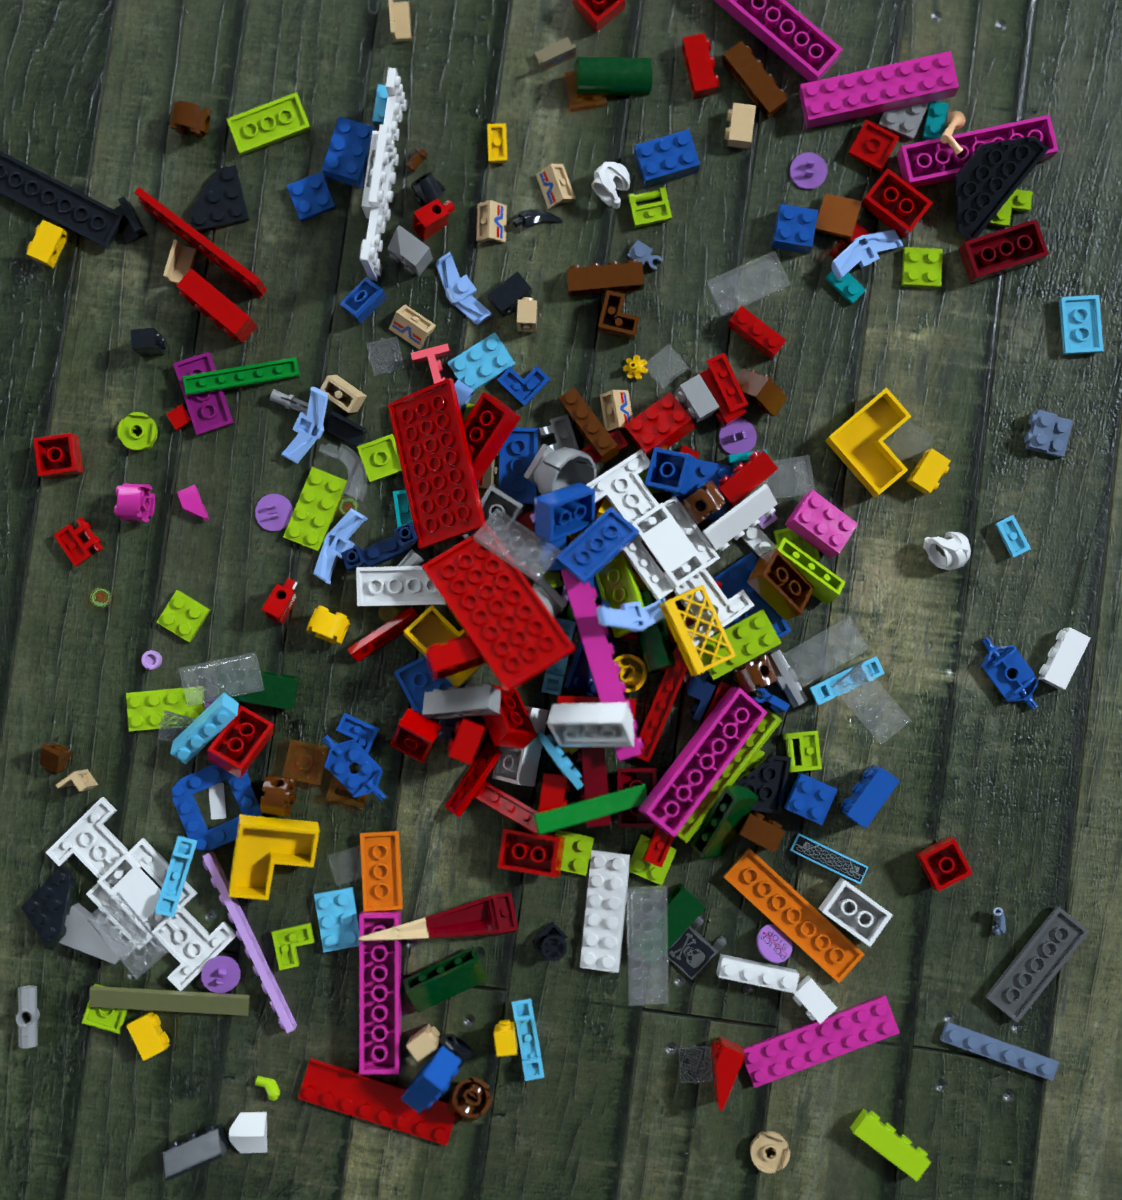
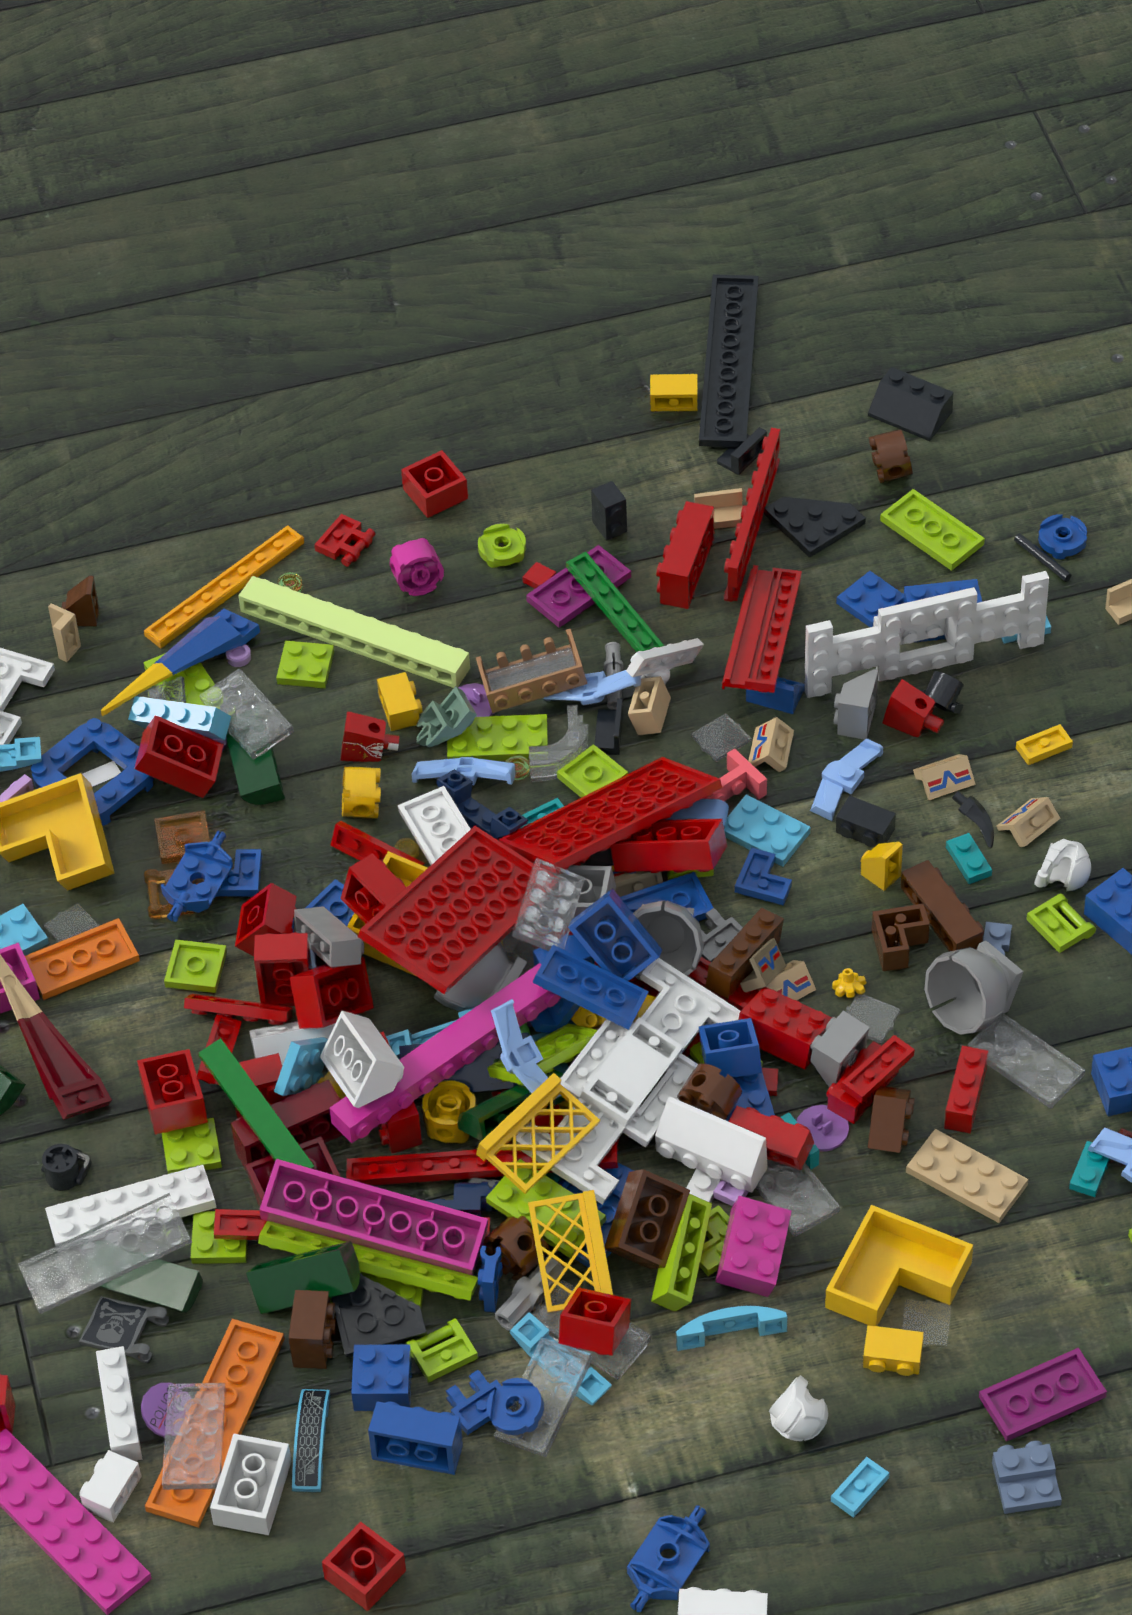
camera: 70 degrees right, 35 degrees down
(80, 645) = (223, 587): none -> light orange tile
(133, 676) = (206, 640): none -> blue plate
(143, 81) = (911, 404): none -> black slope
(171, 571) = (354, 632): none -> yellowish green brick
(192, 502) = (445, 621): dark pink slope -> none
(253, 564) = (399, 701): none -> yellow brick
(276, 462) = (533, 675): none -> medium nougat window
(278, 796) = (129, 818): reddish brown brick -> none
(288, 539) = (446, 719): none -> sand green plate
(308, 32) = (1062, 546): none -> blue plate
(313, 375) = (661, 660): none -> white plate
(315, 285) = (762, 629): none -> red plate
(328, 61) = (1042, 557): none -> black bar
(417, 158) = (977, 677): reddish brown pin -> none
(423, 795) = (195, 966): none -> lime plate
(527, 315) = (846, 842): tan brick -> none
(552, 300) = (882, 864): none -> yellow slope
(567, 240) = (968, 858): none -> teal plate
(609, 419) = (766, 964): none -> dark tan panel
(690, 291) = (979, 983): none -> light grey plate
(783, 626) = (593, 1242): none -> yellow fence
(807, 935) = (194, 1436): none -> clear plate
(816, 363) = (967, 1175): none -> tan plate
(842, 650) = (594, 1321): none -> red brick
(855, 742) = (472, 1410): none -> blue plate
(861, 587) = (730, 1319): none -> medium azure slope
(873, 714) = (524, 1419): none -> blue plate
(996, 395) = (1042, 1394): none -> magenta plate

